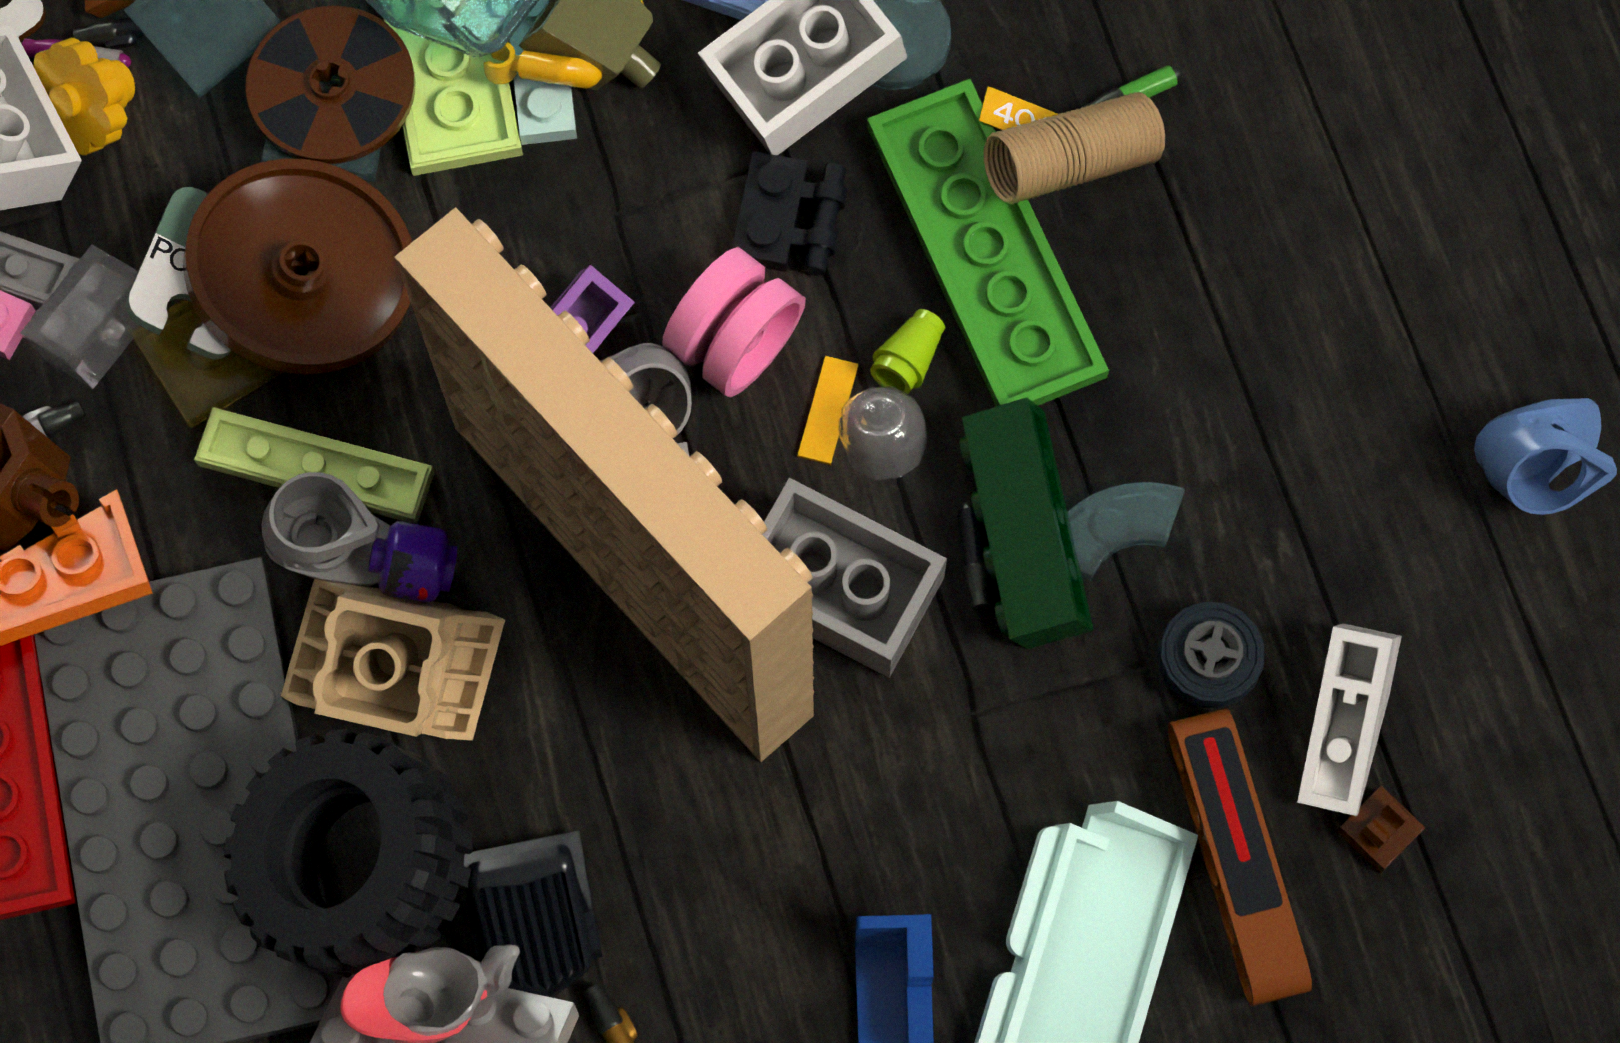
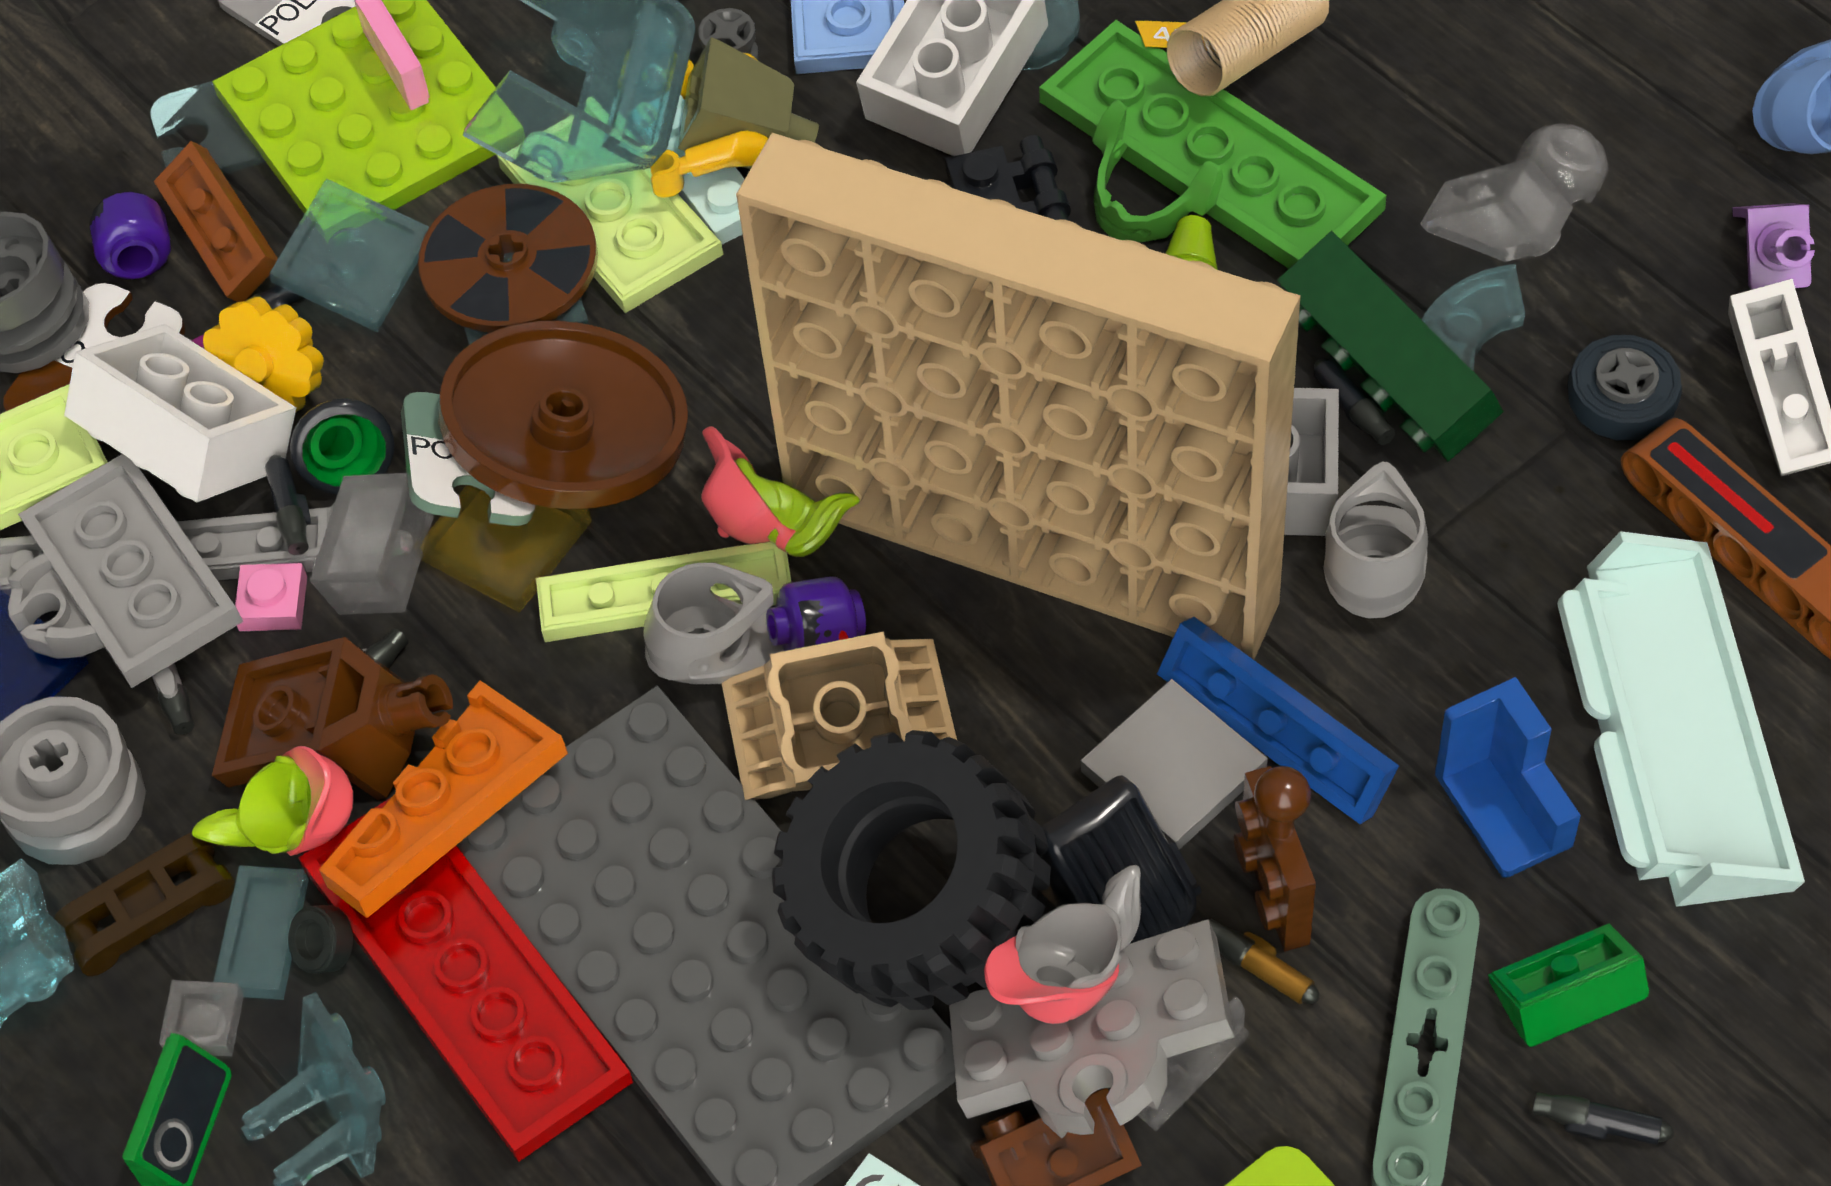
camera: 20 degrees left, 15 degrees down
(42, 244) = (290, 507): none -> piece
(109, 207) = (341, 441): none -> green hat
(420, 430) = (765, 509): none -> hair
(643, 828) = (1178, 759): none -> light grey tile
(662, 953) = (1274, 852): none -> reddish brown plate
(743, 832) = (1278, 720): none -> blue plate
(908, 715) = (1376, 552): none -> light grey helmet
(943, 298) = (1114, 218): none -> bright green helmet
(1198, 432) = (1500, 211): none -> clear slope
(1281, 408) = (1569, 159): none -> clear hair
(1426, 572) = (1777, 244): none -> medium lavender bracket

